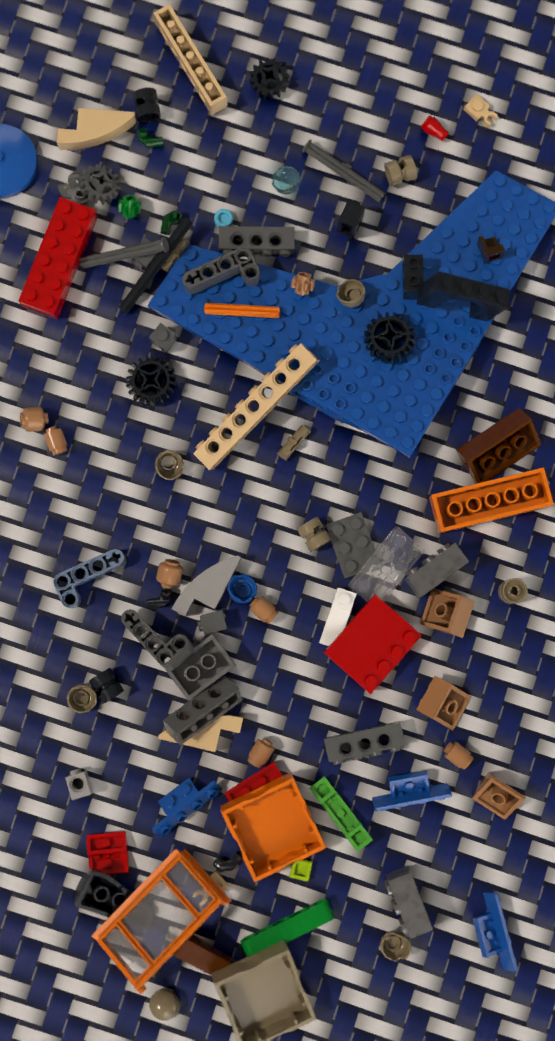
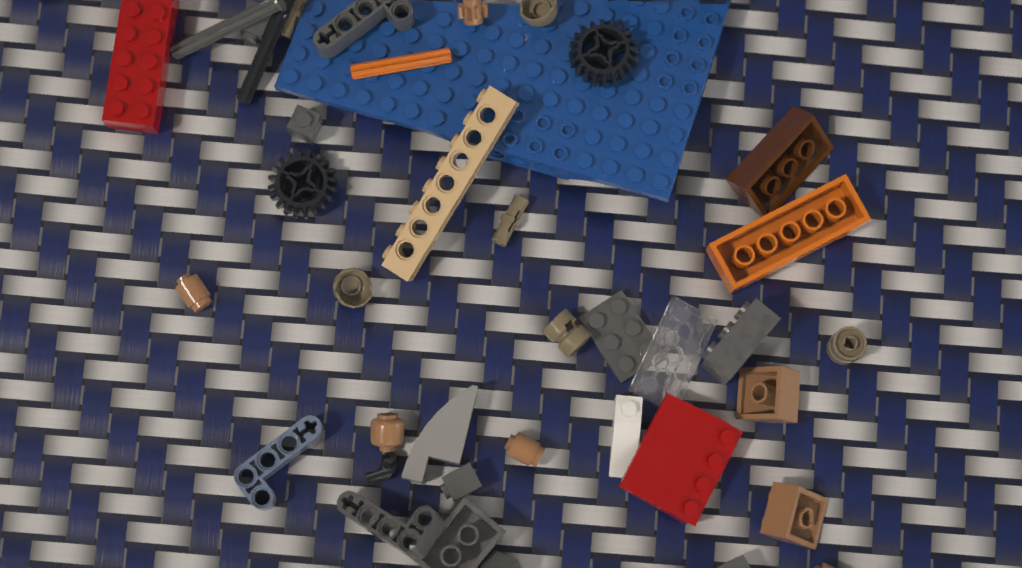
camera: 15 degrees left, 5 degrees down
(33, 419) = (157, 270): medium nougat head -> none
(242, 588) = (489, 428): blue hair -> none

